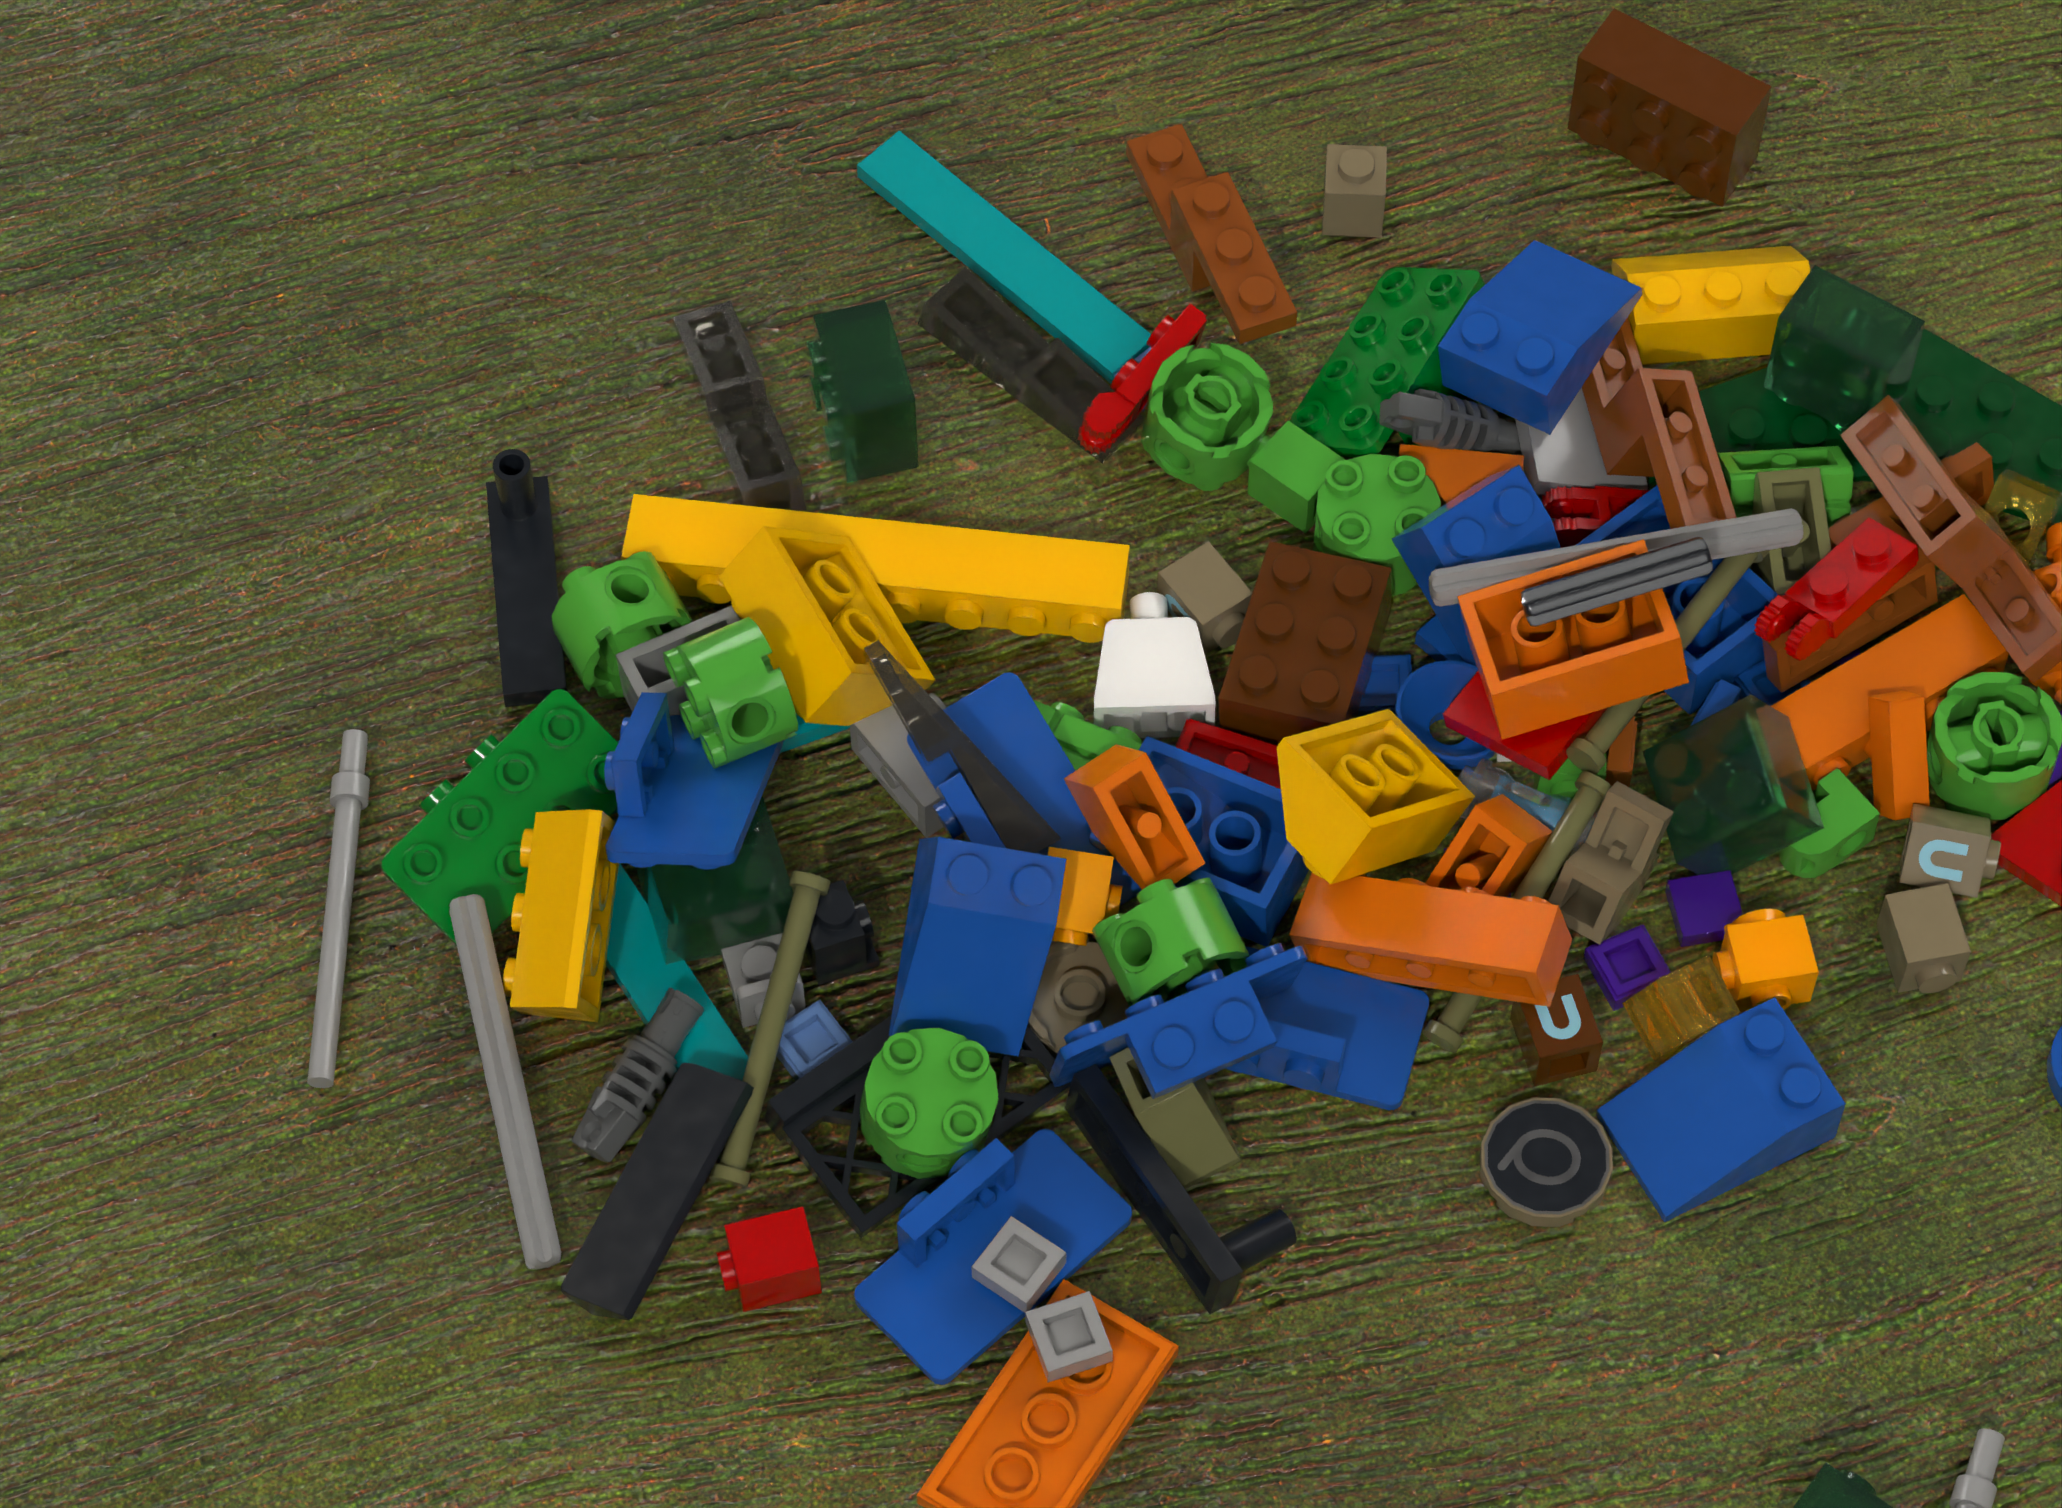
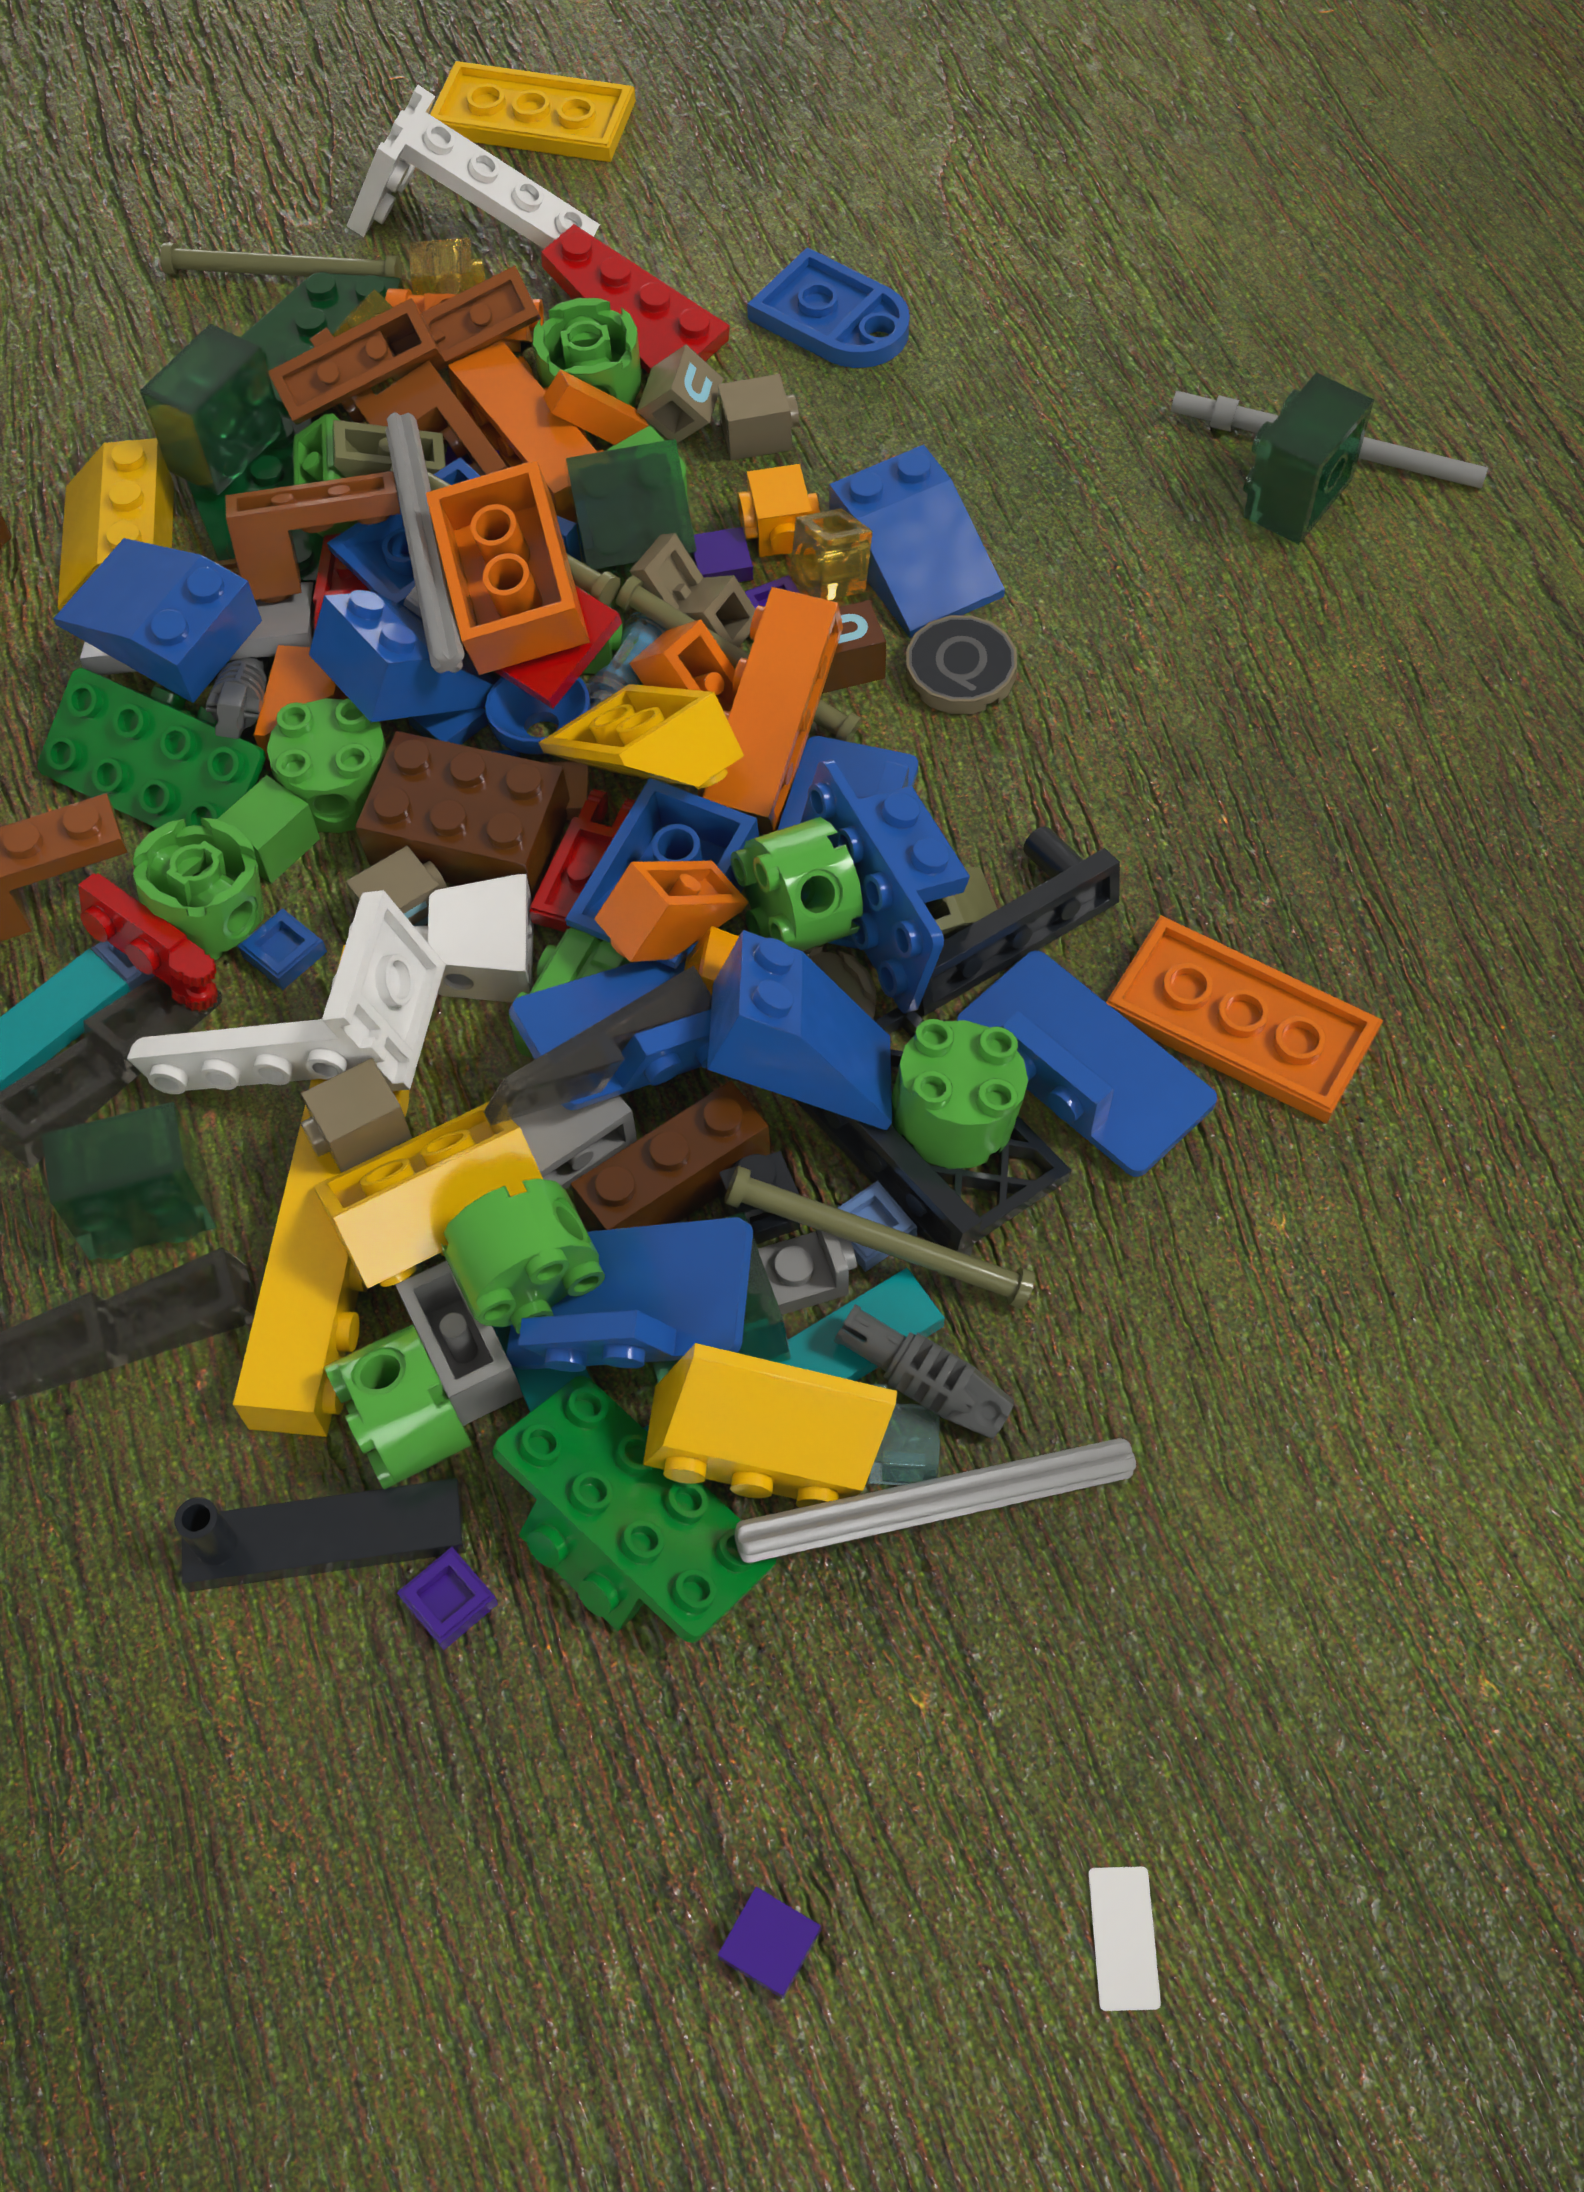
camera: 90 degrees left, 0 degrees up
(106, 1230) = (1124, 1939): none -> white sticker
(133, 945) = (769, 1942): none -> dark purple tile
(348, 796) = (578, 1705): light grey bar -> none
(459, 691) = (447, 1598): none -> dark purple tile
(572, 1055) = (908, 1447): none -> clear light blue panel
(655, 1191) = (1058, 1338): black slope -> none
(770, 1259) = (1114, 1240): red brick -> none
(855, 842) = (672, 1166): none -> reddish brown brick
(910, 558) = (354, 1116): none -> dark tan brick
(1018, 1264) = (1109, 1023): light grey plate -> none
(1025, 558) = (374, 1011): none -> white bracket
(1069, 1336) = (1177, 982): light grey plate -> none
(1159, 507) = (282, 948): none -> blue tile
(1616, 581) = (476, 502): axle -> none
(1838, 589) = (451, 415): red hinge -> none

